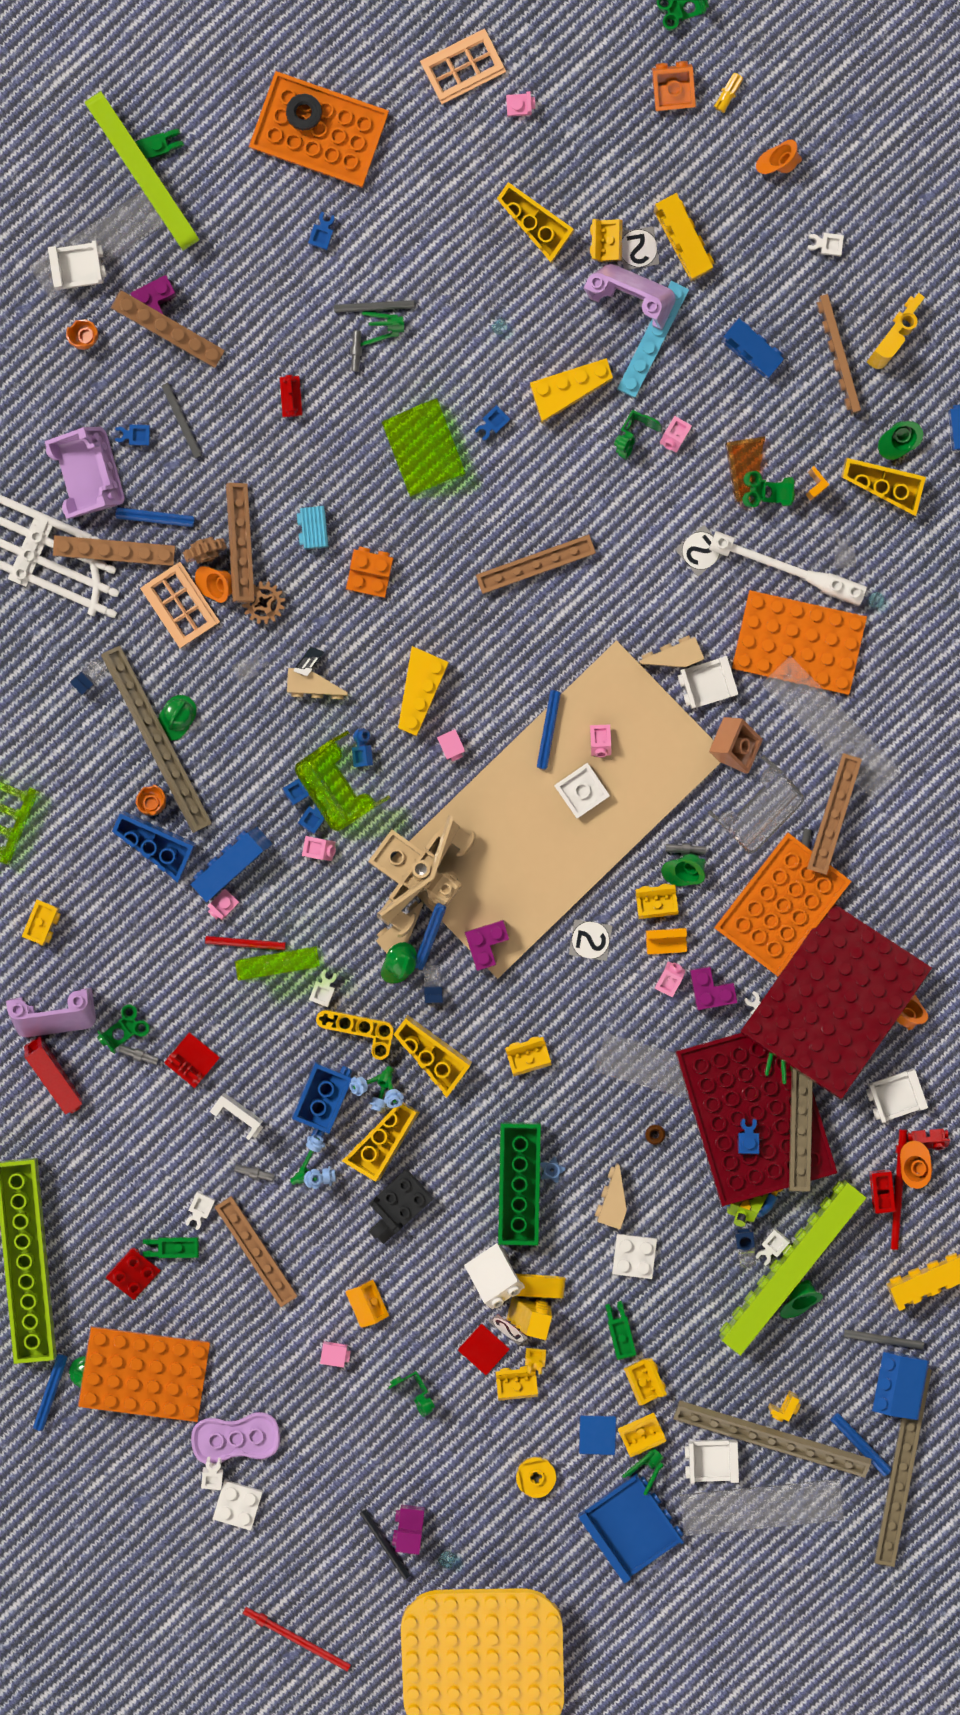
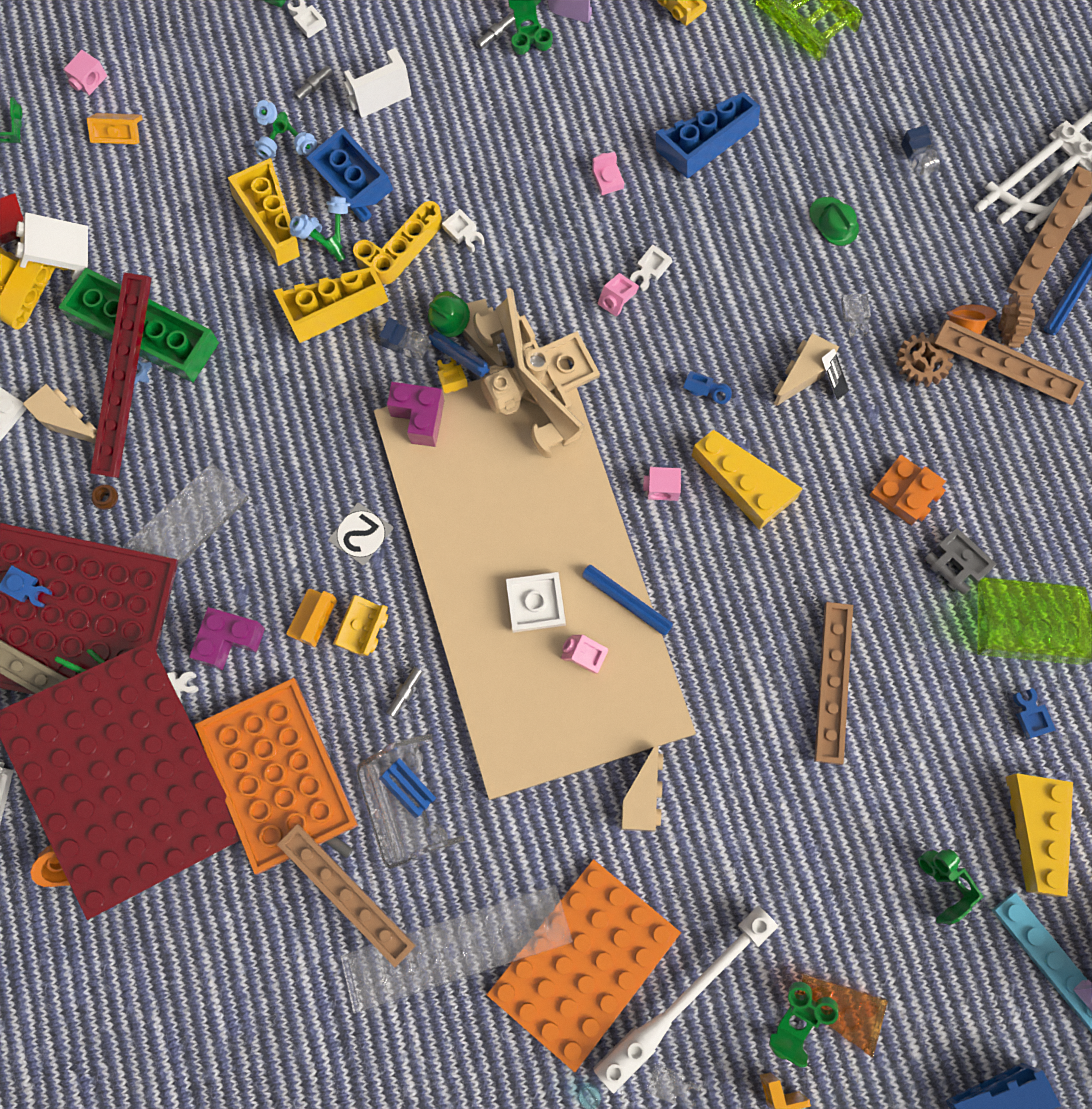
camera: 120 degrees right, 15 degrees down
(151, 800) = (755, 152): orange hair -> none
(156, 739) = (821, 186): dark tan plate -> none
(191, 1060) = (461, 76): red hinge -> none
(194, 593) = (966, 255): light nougat piece -> none
(231, 863) = (649, 198): blue wedge -> none
(245, 943) = (554, 180): red bar -> none
(256, 1251) = (233, 49): medium nougat plate -> none
(277, 963) = (515, 188): clear neon green fence -> none
(283, 833) = (652, 265): none -> white plate
(295, 792) = (693, 301): blue plate -> none
(311, 819) = (655, 302): blue plate -> none
(313, 527) = (990, 451): medium azure brick -> none
(330, 789) = (680, 334): clear neon green windscreen -> none
(398, 1205) = (193, 196): black plate -> none
(401, 512) = (965, 556): none -> flat silver plate
(446, 935) = (451, 376): none -> yellow plate
(528, 1056) = (269, 401): yellow bracket -> none
(566, 1167) = (121, 375): none -> dark red plate
(670, 978) = (265, 599): bright pink bracket -> none
(675, 434) = (925, 938): bright pink bracket -> none
(684, 871) = (378, 677): green piece -> none
(696, 551) = (759, 888): sticker -> none
(708, 683) = (590, 819): white panel -> none
(736, 744) = (496, 815): nougat slope -> none
(751, 797) = (408, 776): none -> blue tile

